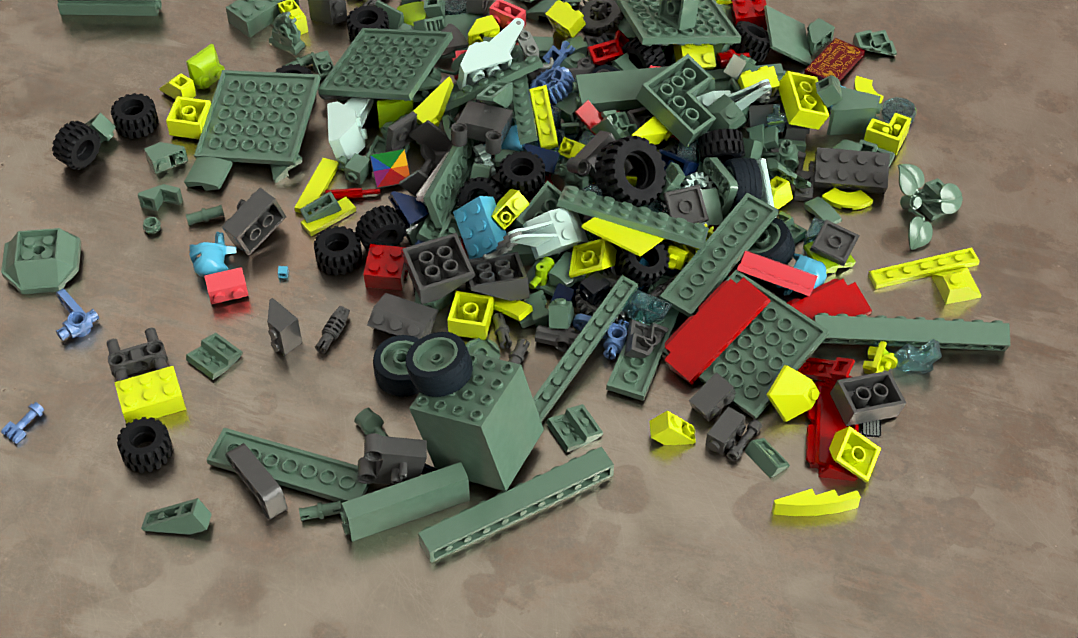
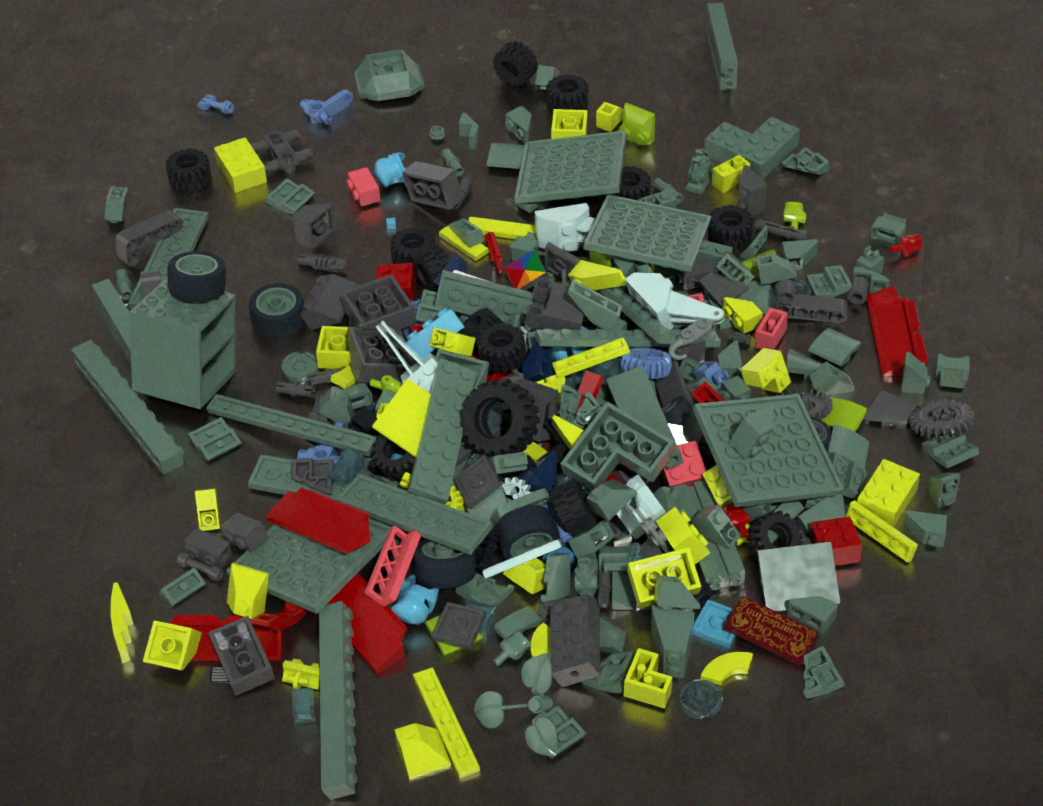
camera: 85 degrees right, 5 degrees down
(850, 216) = (512, 647): none -> sand green piece

